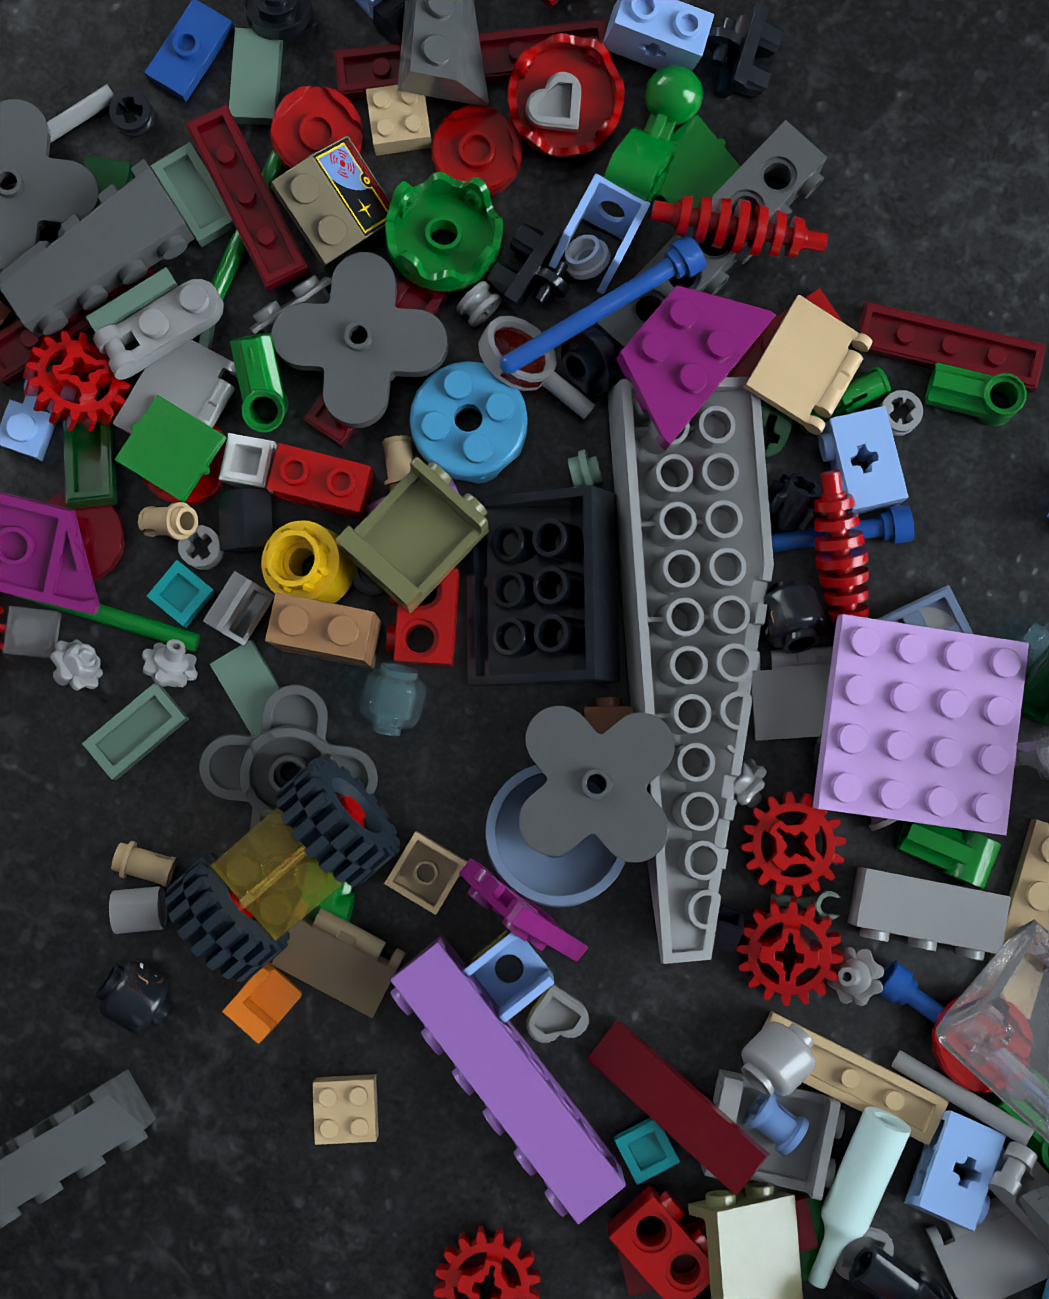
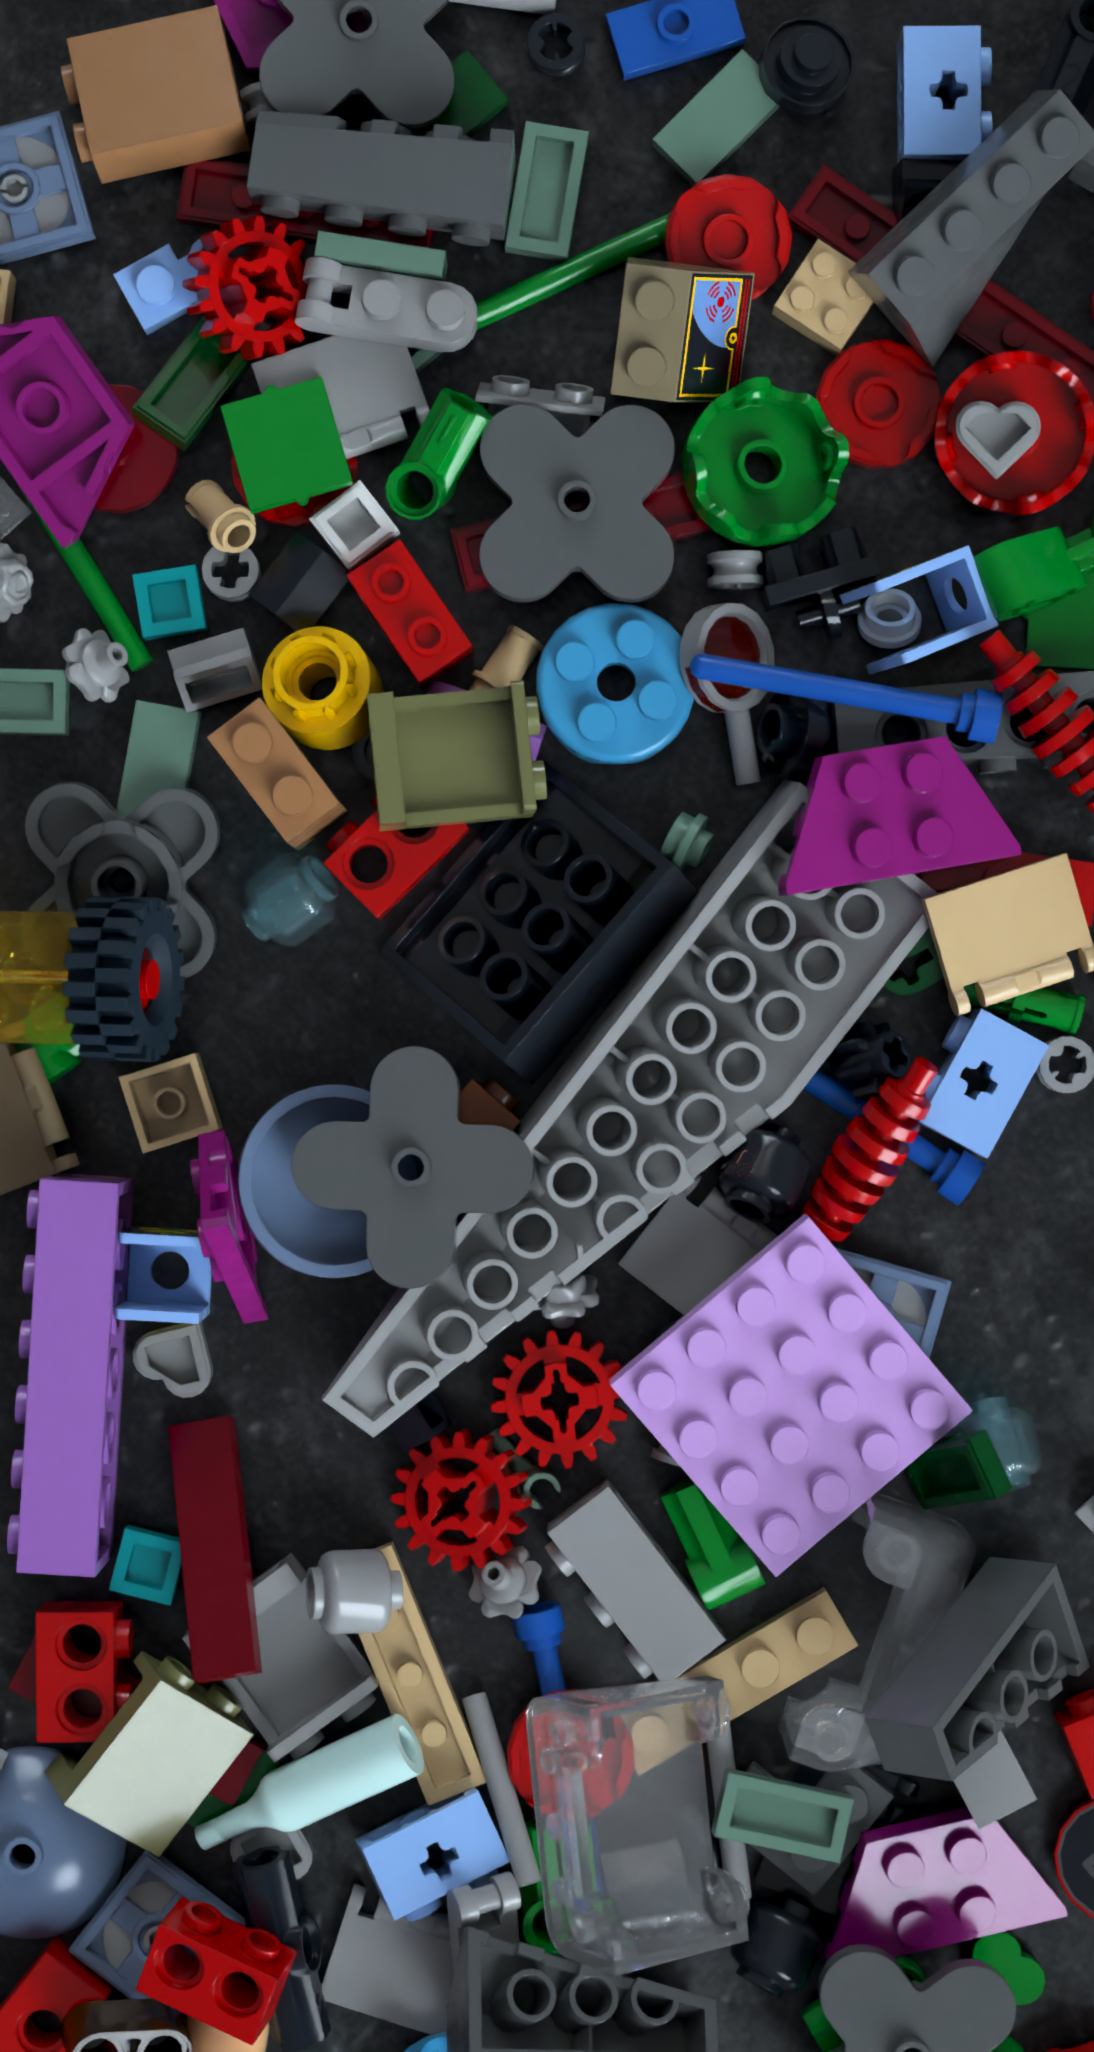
camera: 40 degrees right, 5 degrees up
(247, 197) = (594, 245): dark red tile -> none
(776, 1123) = (297, 1652): medium blue bush -> none

